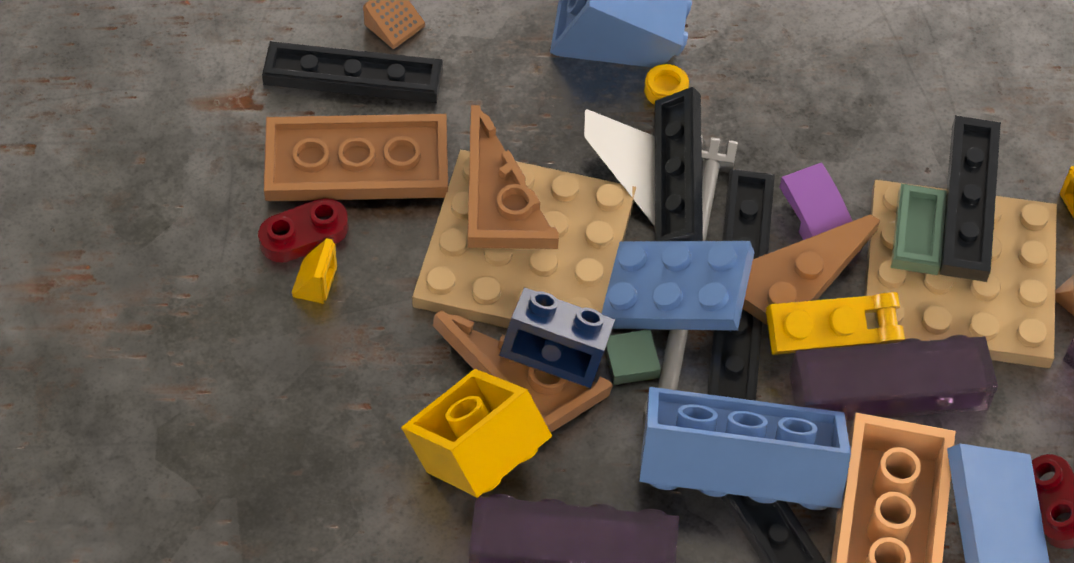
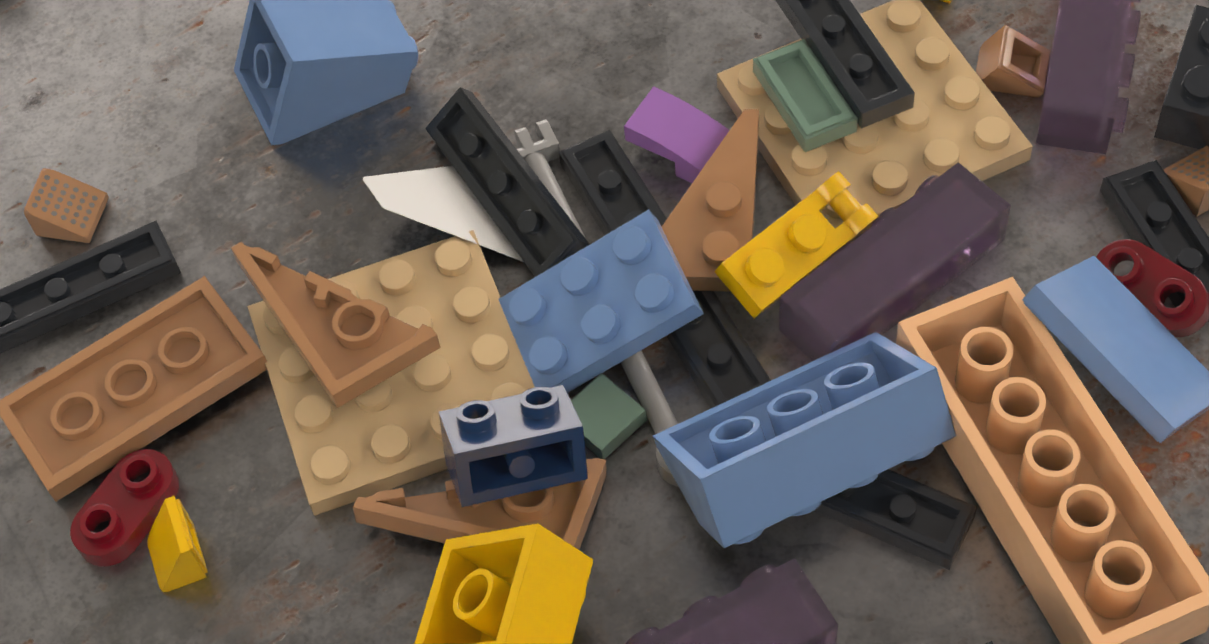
camera: 25 degrees left, 0 degrees up
(664, 81) = (420, 103): yellow tile -> none

